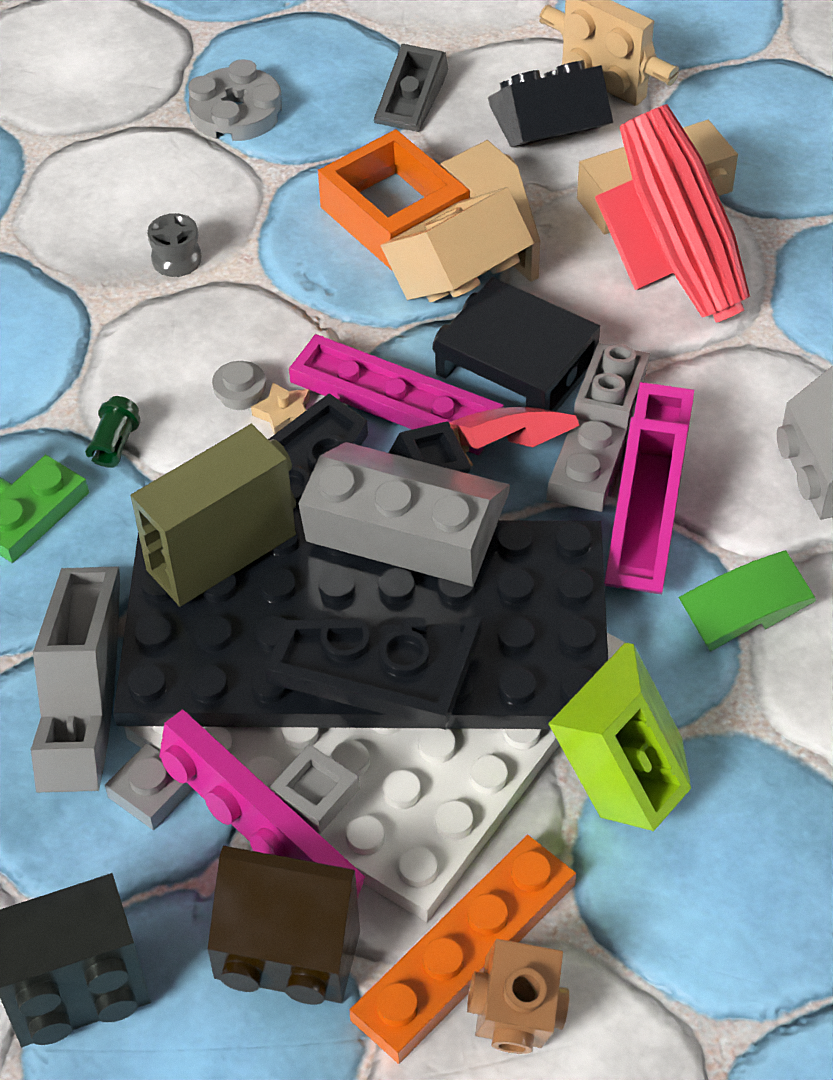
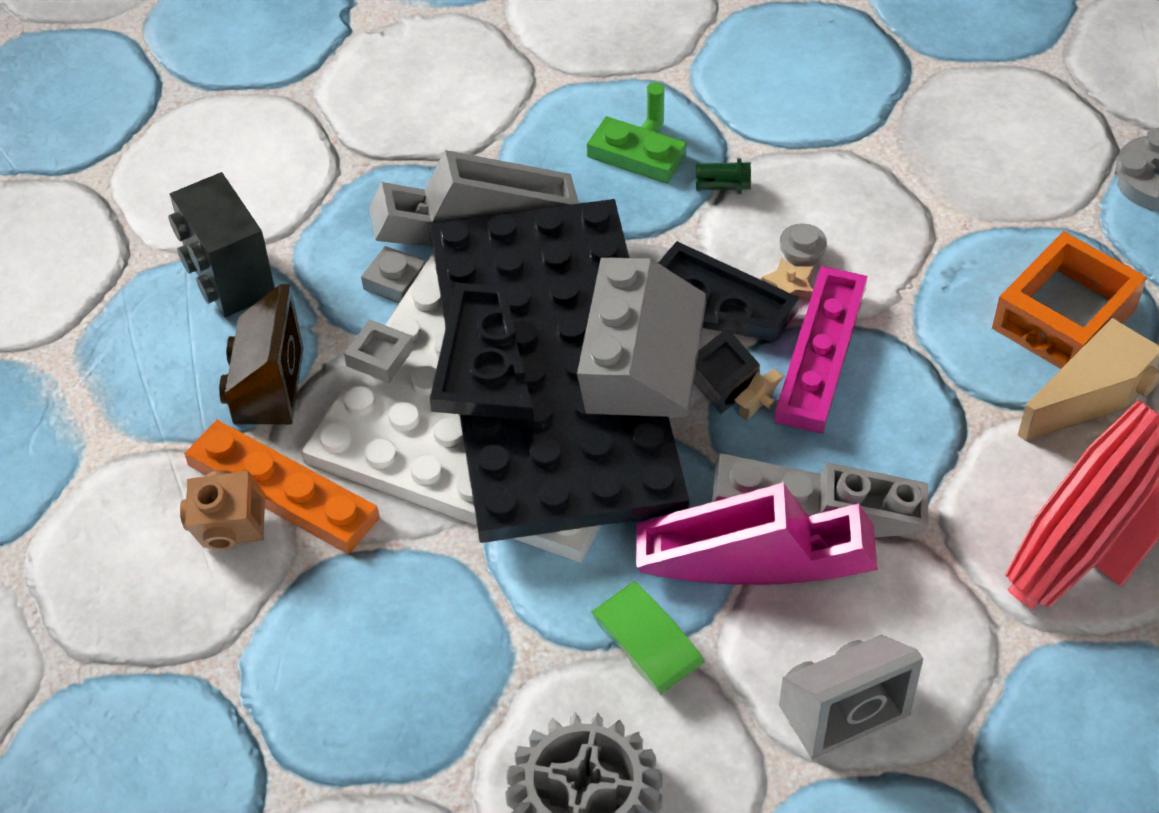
camera: 80 degrees right, 0 degrees up
(174, 244) = (948, 166): dark grey wheel -> none
(215, 513) = (582, 209): olive brick -> none
(240, 797) = (394, 281): dark pink plate -> none
(458, 246) = (995, 345): tan brick -> none
(518, 344) = (900, 419): black panel -> none
(520, 425) = (796, 430): coral slope -> none
(624, 743) = (455, 545): lime slope -> none

